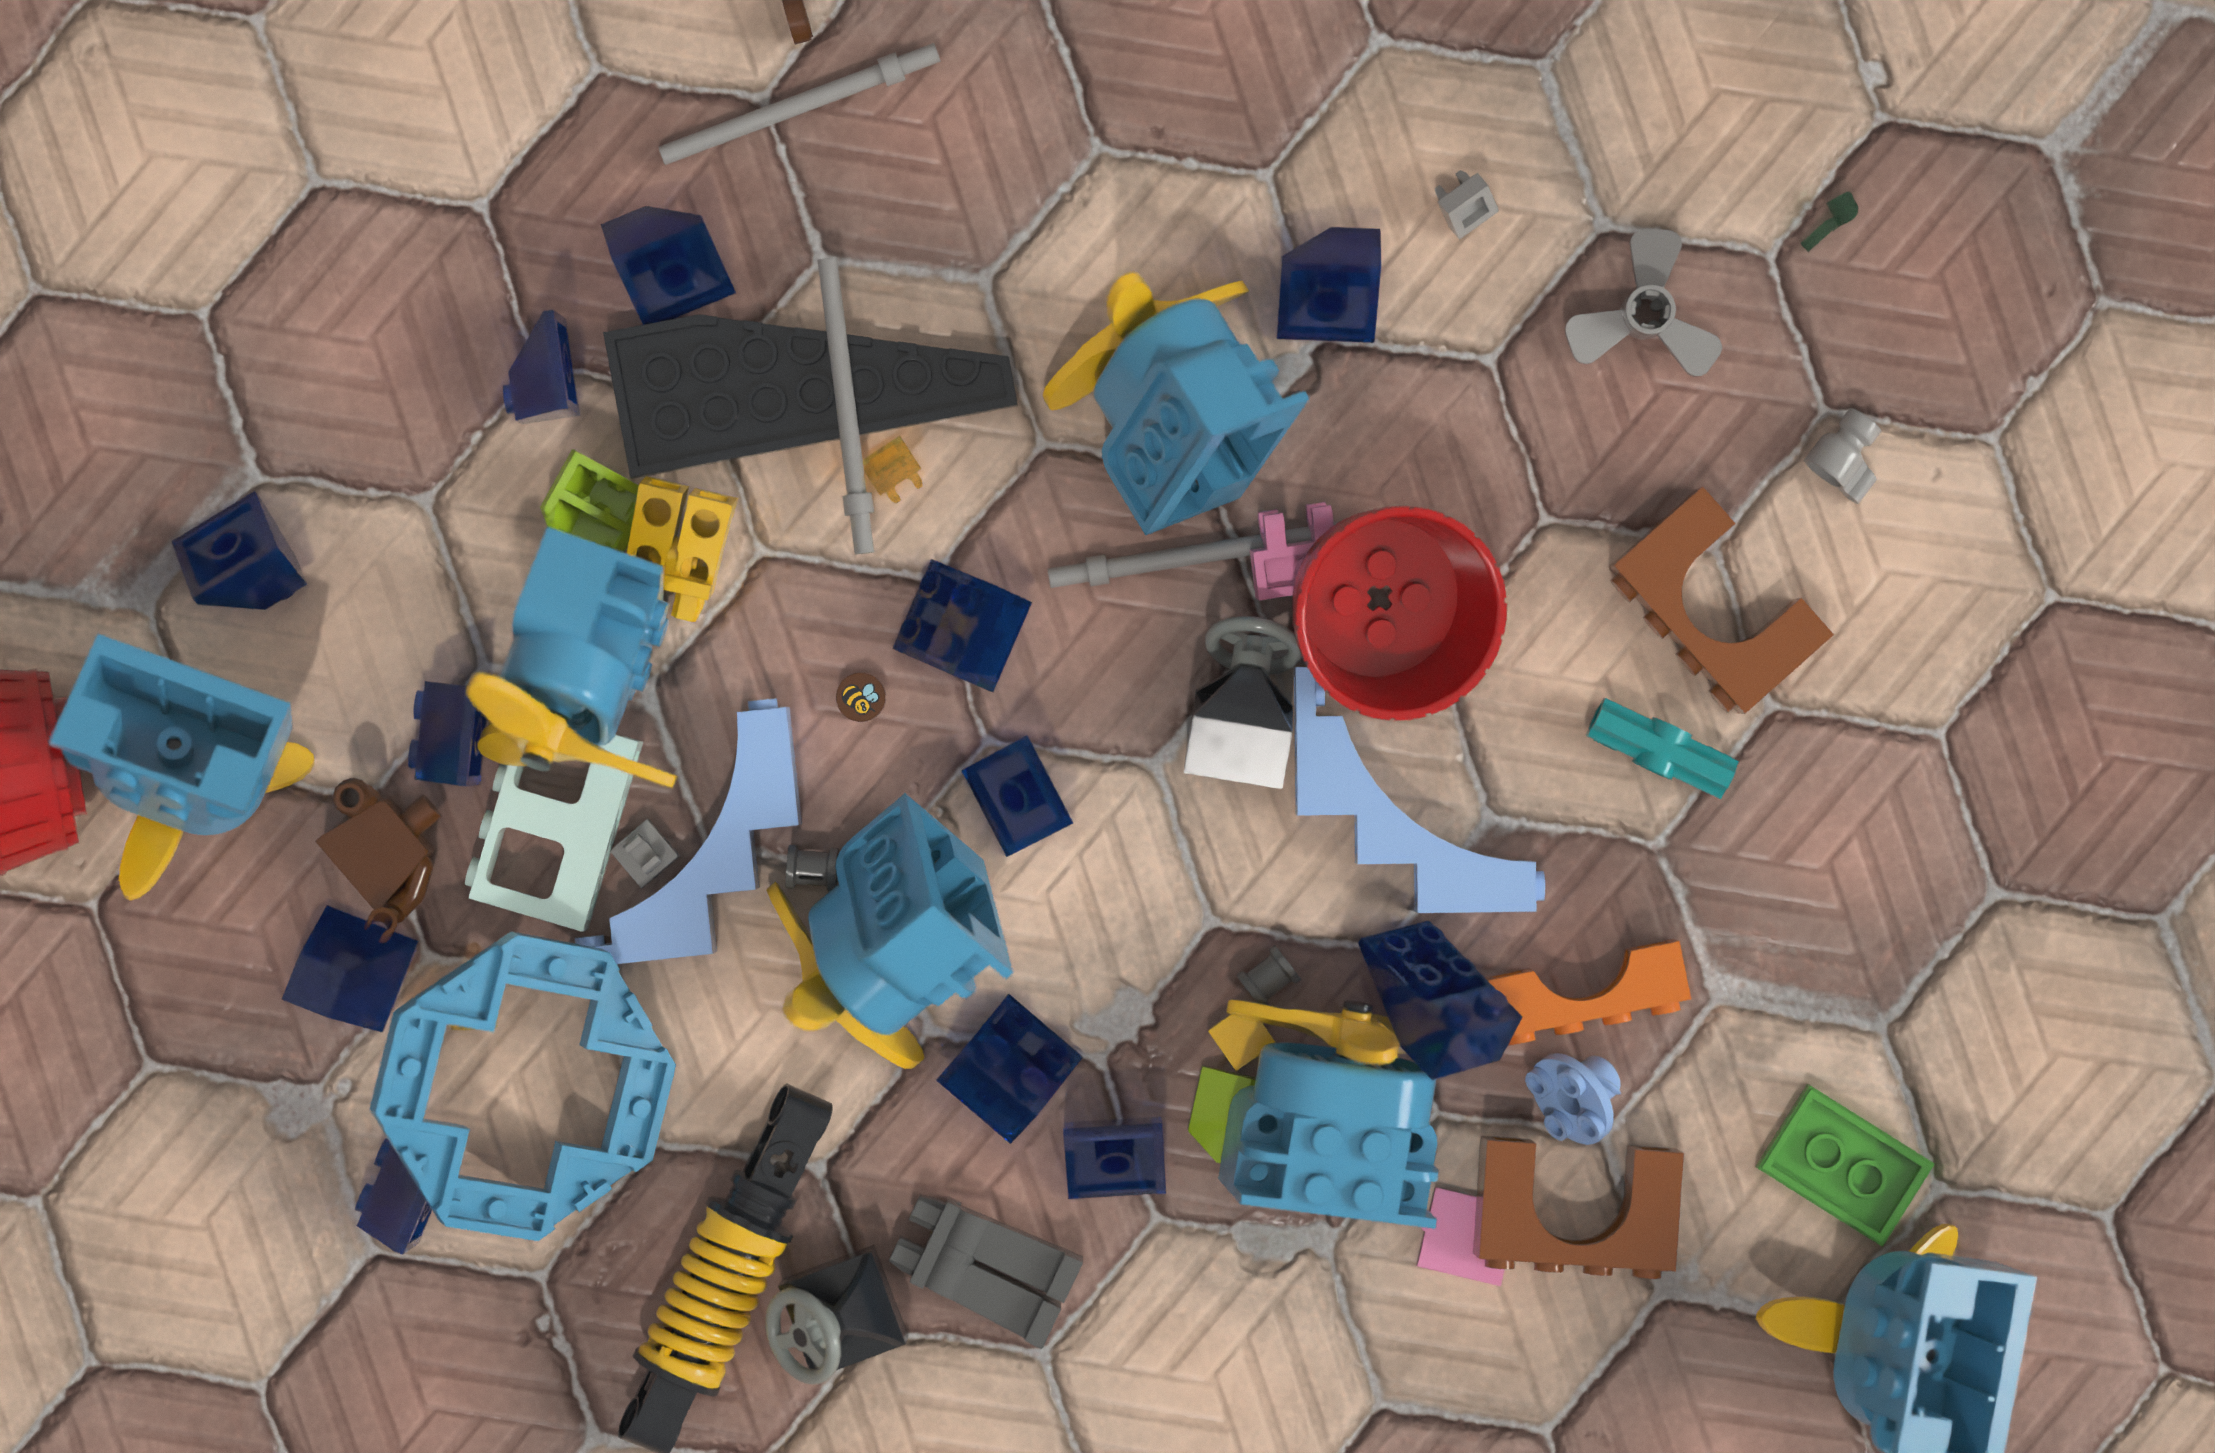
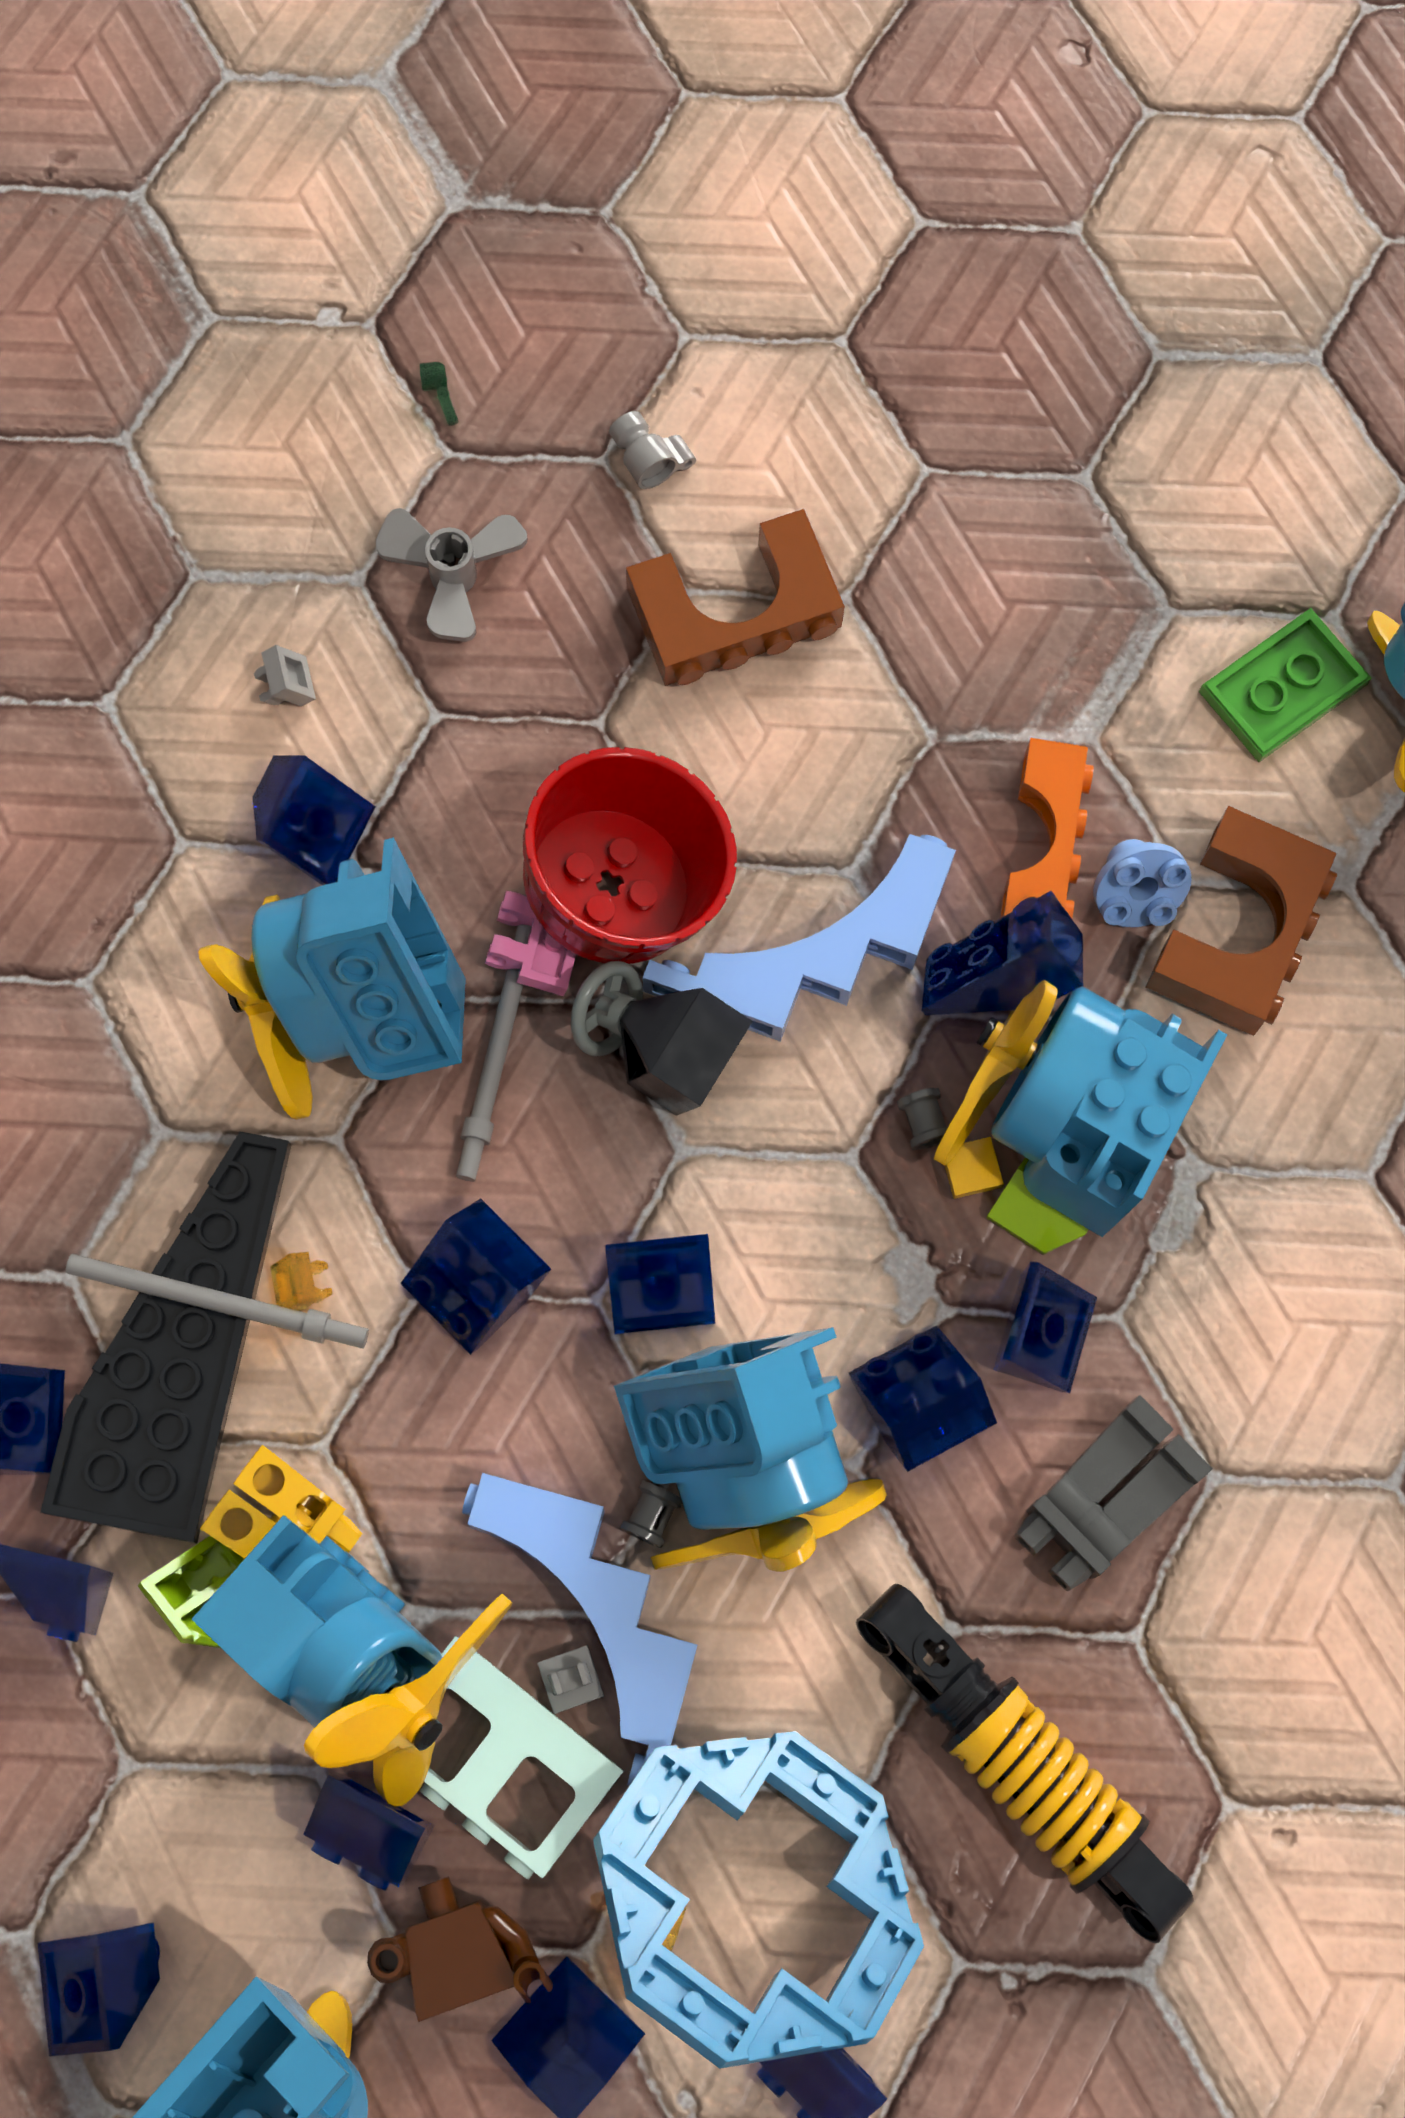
camera: 70 degrees left, 15 degrees down
(837, 1316) = (1109, 1661): black piece -> none
(861, 697) = (504, 1402): tile -> none
(1451, 1243) = (1241, 1054): bright pink piece -> none
(1662, 748) = (847, 695): teal piece -> none

